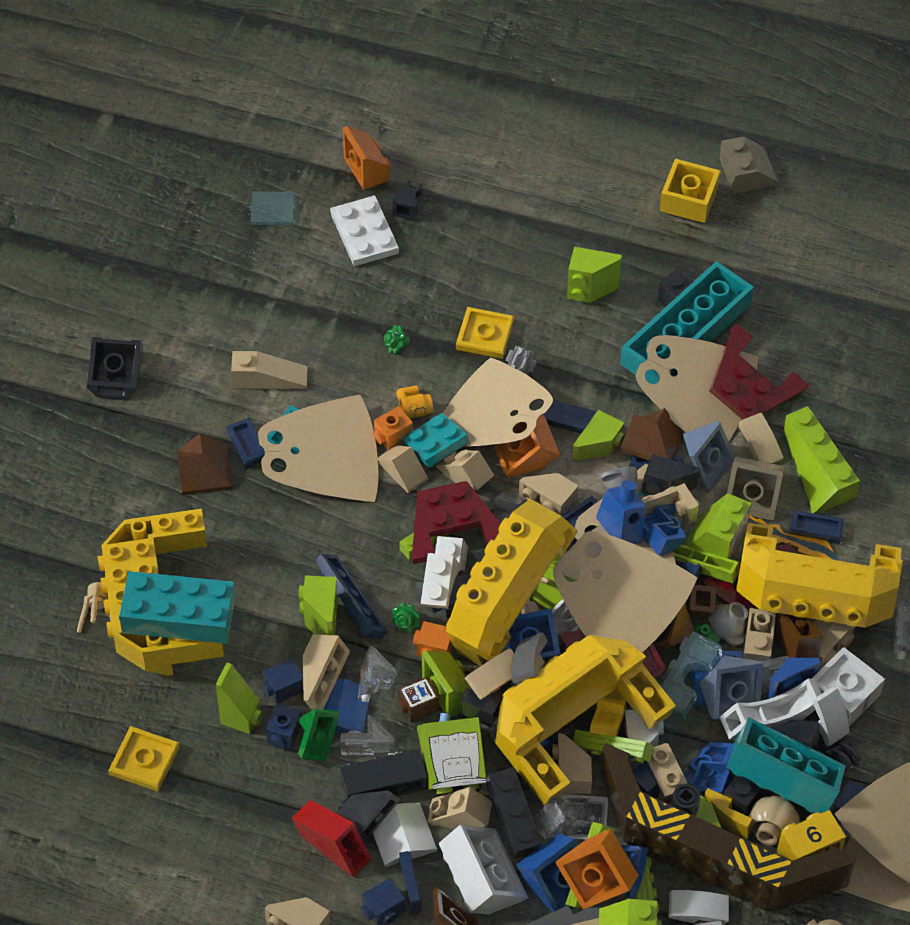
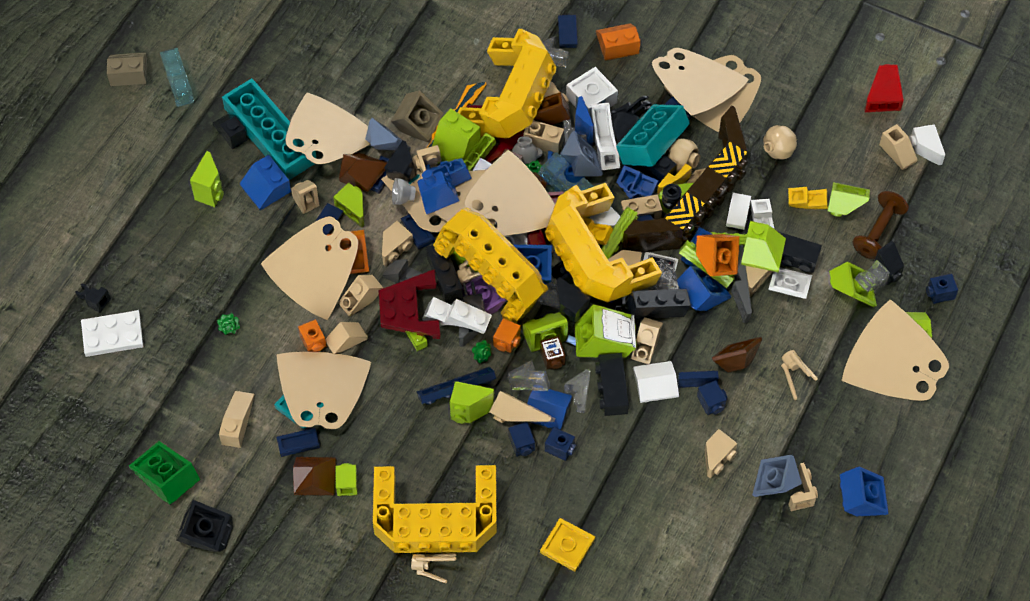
camera: 80 degrees left, 5 degrees up
(177, 607) = (470, 486): teal brick -> none
(182, 315) = (165, 472): none -> green slope
(200, 496) = (346, 479): none -> lime brick
(236, 701) = (541, 470): lime slope -> none
(272, 208) = (68, 397): clear light blue piece -> none
(318, 733) = (573, 417): green slope -> none
(332, 836) = (655, 423): red slope -> none
(365, 158) = (44, 320): orange slope -> none
(368, 810) = (642, 396): black slope -> none
(413, 403) = (294, 318): light orange piece -> none
(435, 439) = (331, 308): teal plate -> none
(482, 869) = (695, 333): white slope -> none
(485, 332) = (234, 264): yellow tile -> none
(492, 674) = (563, 286): tan slope -> none
(522, 359) = (271, 241): light grey gear -> none
(527, 658) = (558, 260): dark grey slope -> none
(596, 382) = (305, 196): none -> tan slope
(605, 340) = (265, 183): none -> blue slope
(689, 190) = (144, 105): yellow brick -> none
(727, 222) = (177, 77): none -> clear light blue arch
(745, 388) = (330, 106): dark red wing -> none
(761, 439) = (377, 105): tan slope -> none
(811, 836) = (708, 134): yellow brick -> none
(817, 526) = (454, 88): dark blue tile -> none
(819, 463) = (404, 74): lime wedge -> none
(832, 715) = (615, 102): white slope -> none

